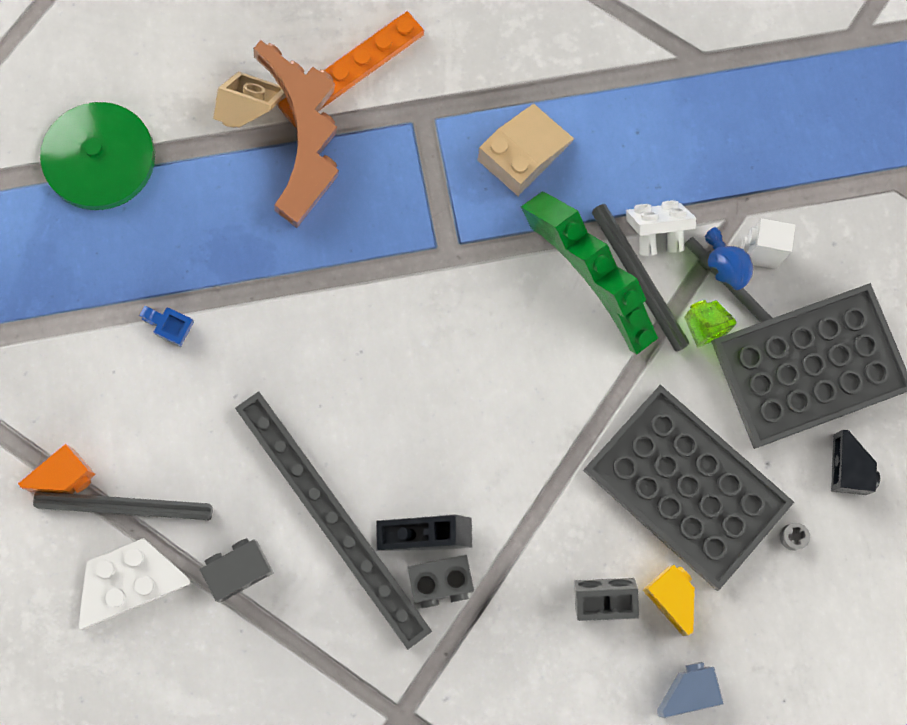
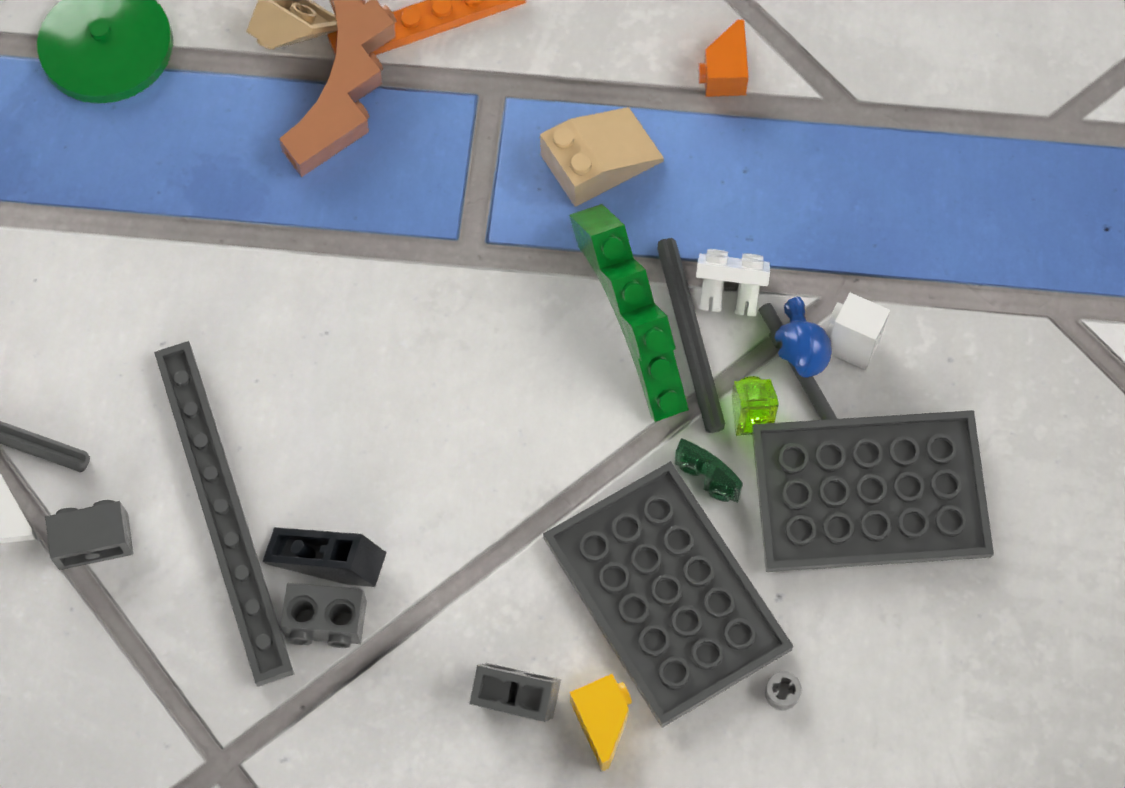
camera: 25 degrees right, 10 degrees down
(169, 325) = (114, 243): blue plate -> none
(599, 49) = (726, 64): none -> orange slope
(697, 386) = (719, 478): none -> clear green slope
(852, 466) = (884, 627): black slope -> none

